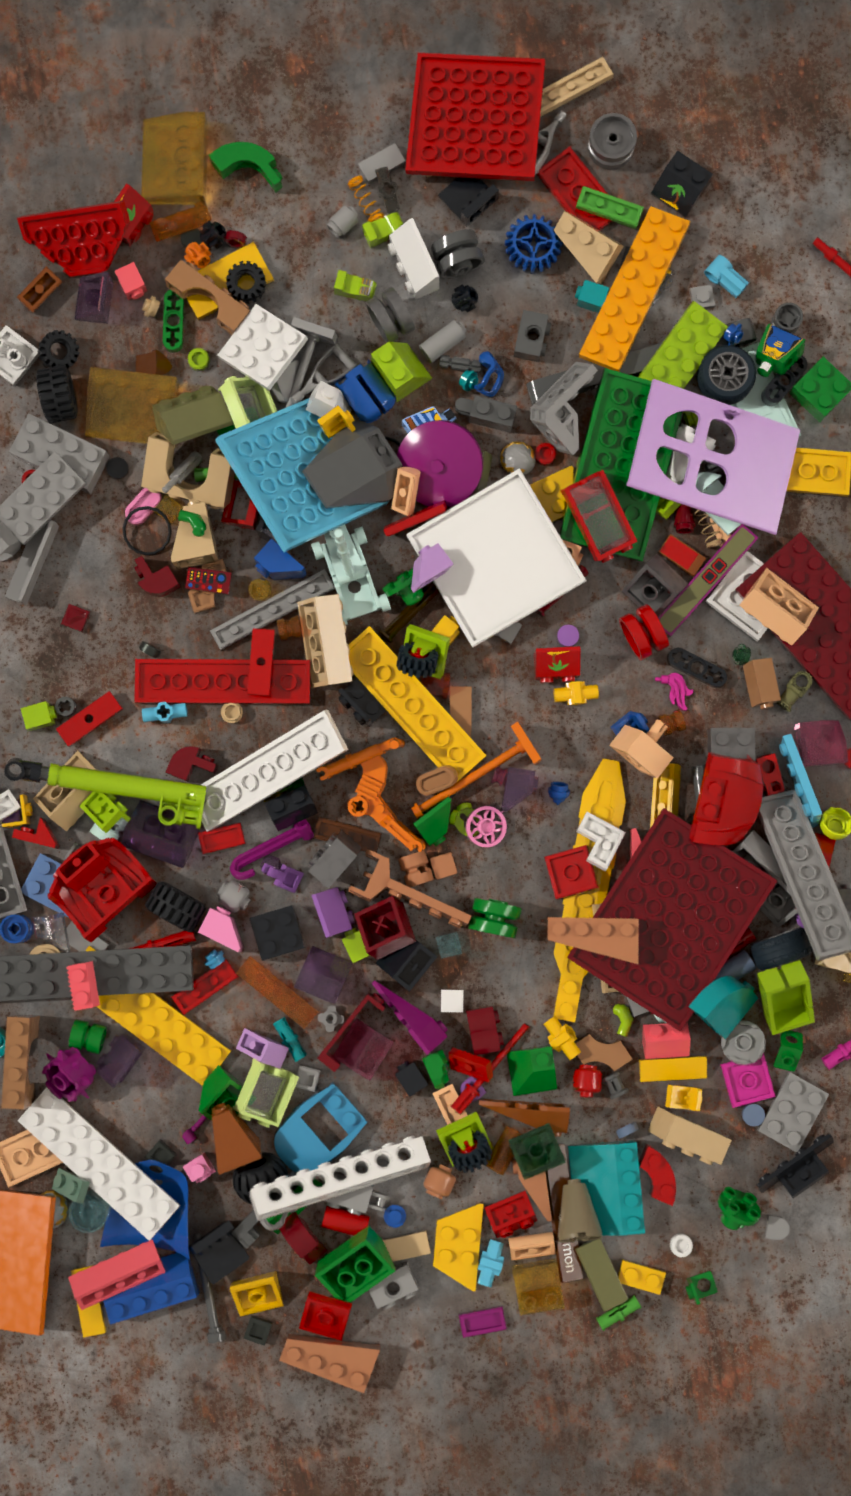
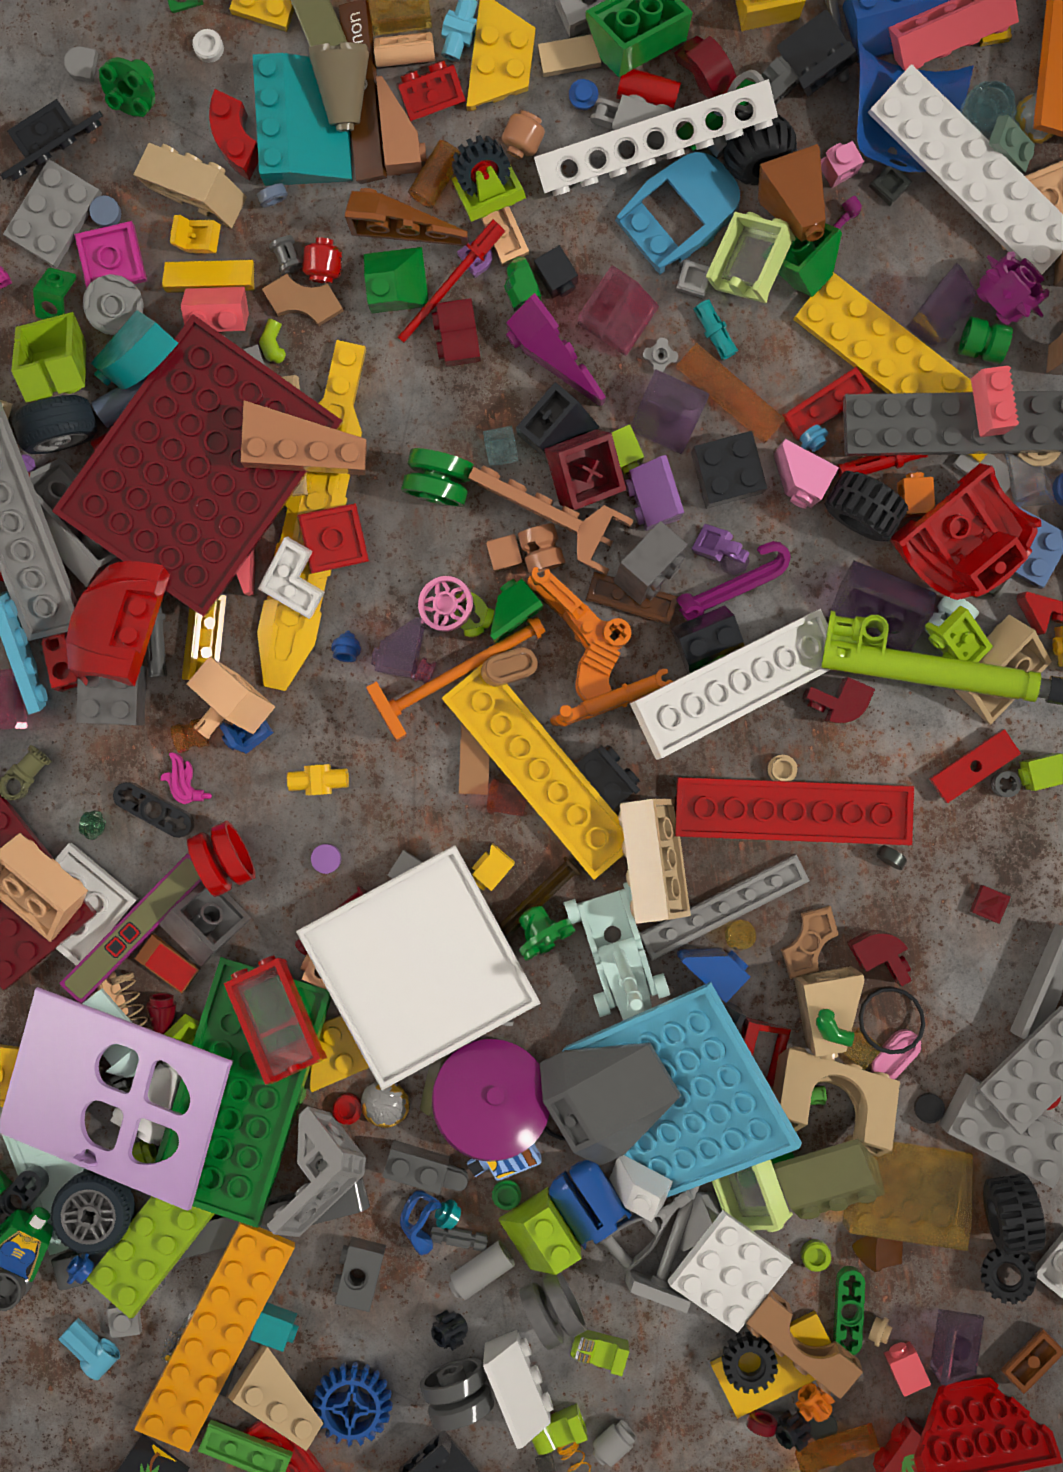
camera: 175 degrees left, 5 degrees up
(137, 918) = (917, 493): none -> orange brick
(153, 713) = (887, 770): medium azure axle -> none
(183, 470) = (842, 1101): light grey axle -> none
(208, 580) = (810, 948): tile -> none
(221, 838) = (799, 600): red tile -> none
(234, 896) = (785, 521): light grey head -> none
(261, 648) = (741, 854): red tile -> none
(262, 1048) = (753, 317): lavender slope -> none
(289, 628) = (702, 880): clear orange wheel -> none
(325, 1056) = (668, 300): dark red panel -> none
(335, 421) = (632, 1163): yellow bracket -> none
(406, 490) = (538, 1064): light nougat brick -> none
(415, 519) = (526, 1025): red tile -> none
(423, 653) = (522, 838): plate -> none
(426, 396) = (506, 1194): none -> green plate
(429, 566) = (509, 957): lavender slope -> none
(451, 1000) = (498, 374): white tile -> none
(470, 1064) = (477, 285): red plate -> none
(537, 1151) = (391, 160): clear green slope -> none
(557, 664) = (340, 819): red slope -> none
(562, 1037) = (353, 318): yellow axle -> none
(761, 683) = (65, 784): medium nougat brick -> none

